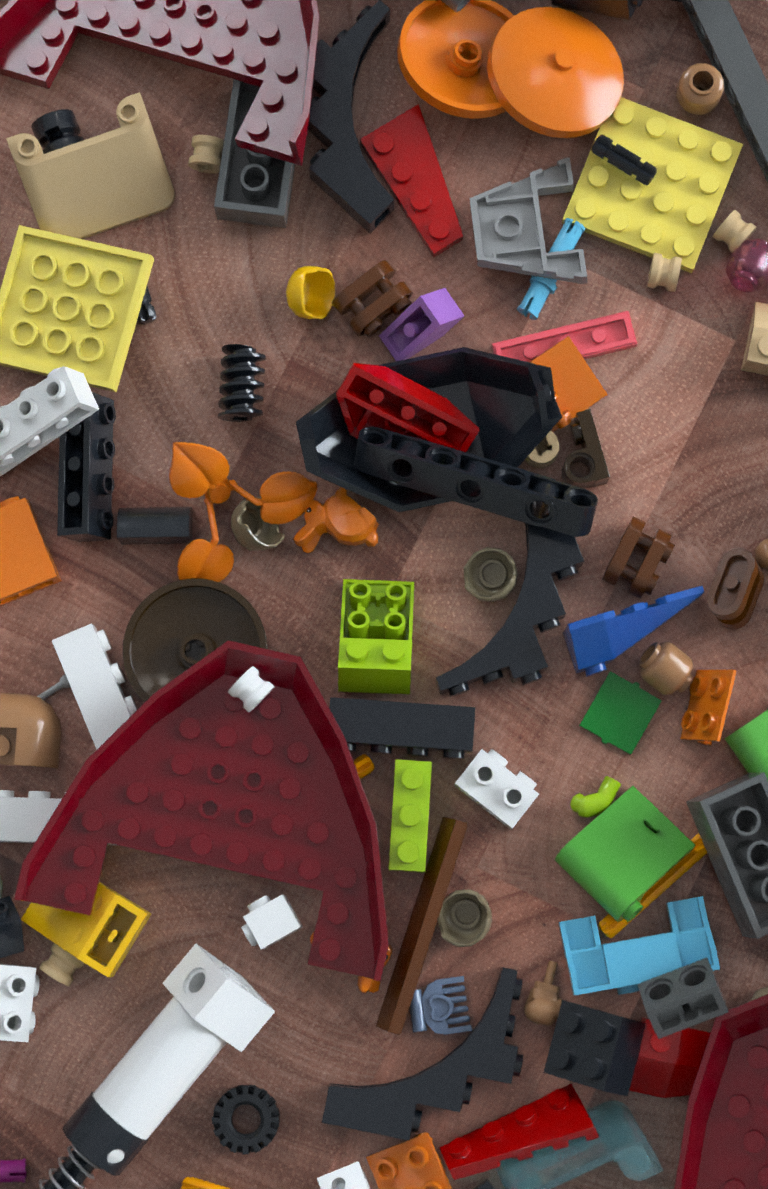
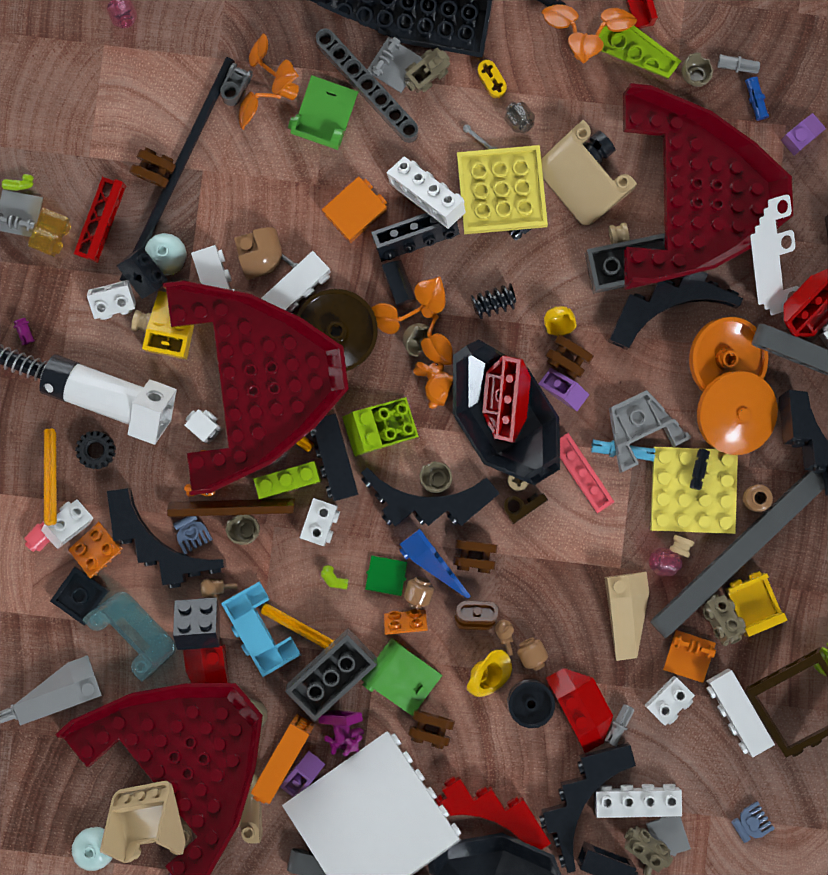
camera: 70 degrees right, 5 degrees up
(250, 689) = (321, 368): white wheel -> none
(413, 175) = (651, 352): red wing -> none
(475, 481) = (482, 450): black beam -> none
(531, 1127) = (137, 598): red wing -> none
(573, 380) = (561, 483): orange hinge -> none
(621, 857) = (306, 602): bright green door -> none
(664, 272) = (643, 514): tan wheel -> none
(682, 998) = (238, 661): dark grey brick -> none

